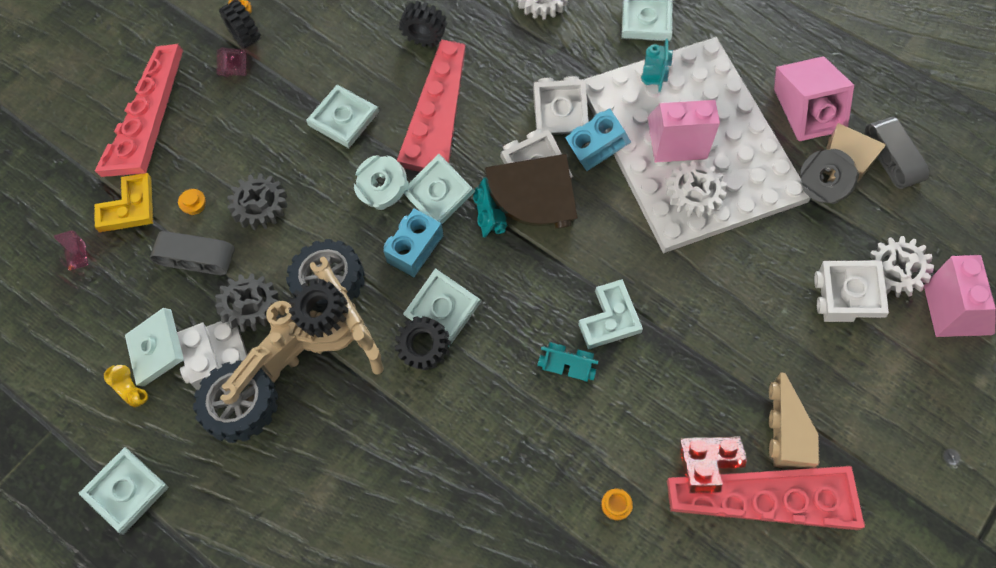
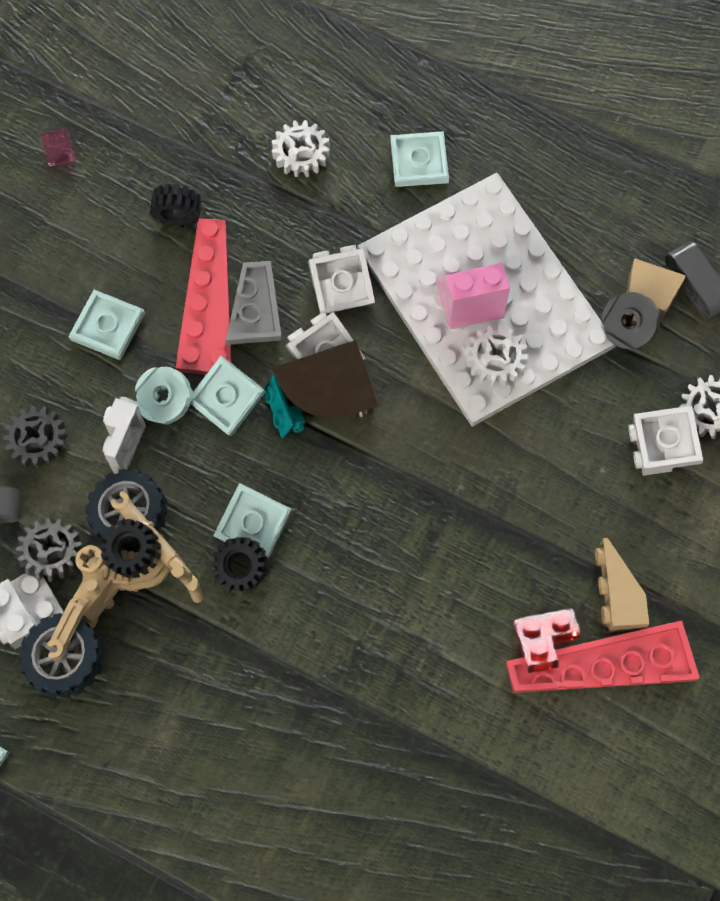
camera: 10 degrees left, 5 degrees up
(338, 207) = (125, 431): none -> white plate
(418, 244) = (216, 458): medium azure brick -> none
(478, 120) = (255, 307): none -> light grey wing
(579, 363) = (379, 556): teal hinge -> none
(601, 144) = (390, 319): medium azure brick -> none
(616, 504) = (459, 695): light orange plate -> none
(617, 320) = (434, 508): light aqua plate -> none
(657, 65) = (437, 222): teal hinge -> none
(814, 97) = (607, 230): bright pink slope -> none

